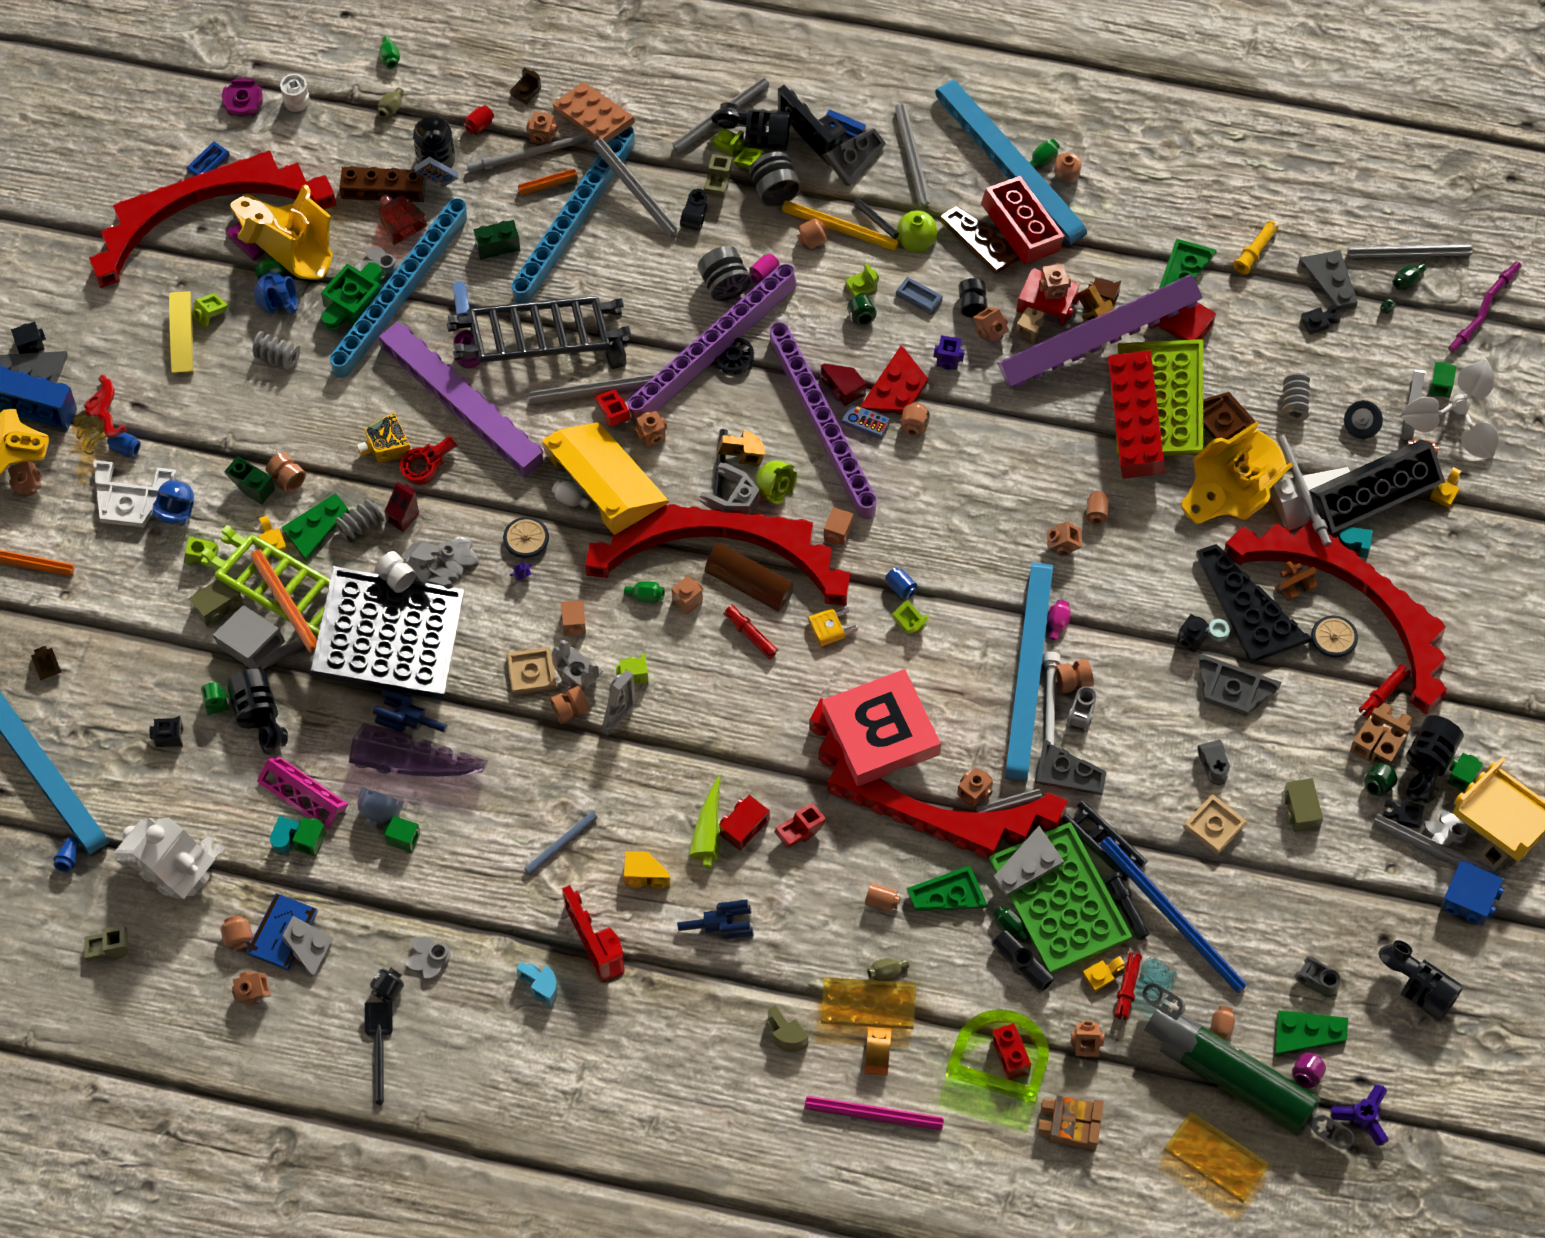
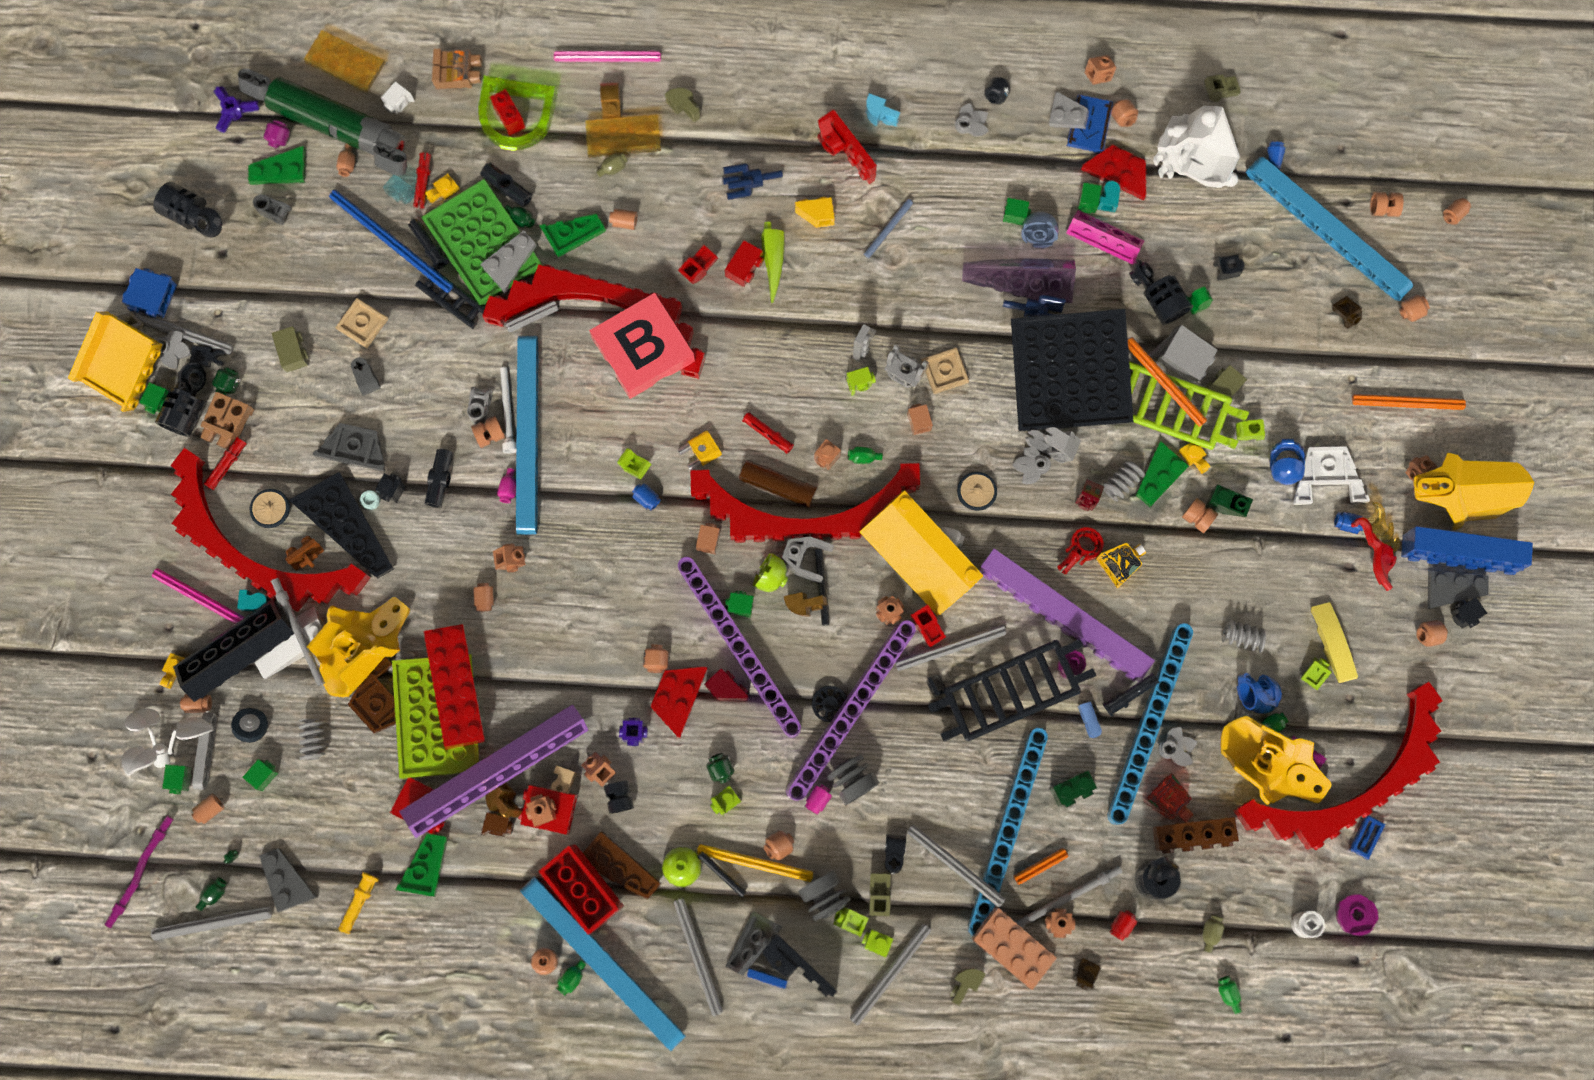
camera: 170 degrees right, 15 degrees up
(74, 325) = (1432, 633): none -> nougat head
(261, 869) = (1121, 167): none -> red wing
(342, 291) = (1191, 703): green brick -> none
(378, 1023) = (997, 65): black piece -> none
(398, 575) = (1079, 421): white wheel -> none
(421, 309) = (1122, 699): none -> black pin
(436, 172) = (1148, 849): sand blue tile -> none
(521, 571) = (973, 456): dark purple plate -> none
(570, 704) = (912, 334): nougat wheel -> none
(646, 97) = (968, 979): none -> olive brick
(756, 124) = (852, 956): black cylinder -> none
(814, 459) = (739, 604): none -> green brick
(866, 421) = (700, 655): sand blue tile -> none
(919, 295) = (670, 797): sand blue tile -> none
(975, 787) = (560, 320): nougat brick -> none
(1066, 771) = (486, 349): dark grey wing -> none
(1087, 1039) = (449, 128): nougat brick -> none
(1136, 638) = (439, 478): none -> black piece
(1151, 1093) = (396, 98): none -> white window
(1317, 320) = (296, 831): black plate -> none
(1353, 372) = (260, 774): none -> green brick
(1410, 349) = (207, 809): none -> nougat brick
(1415, 555) = (197, 596): none -> dark pink axle

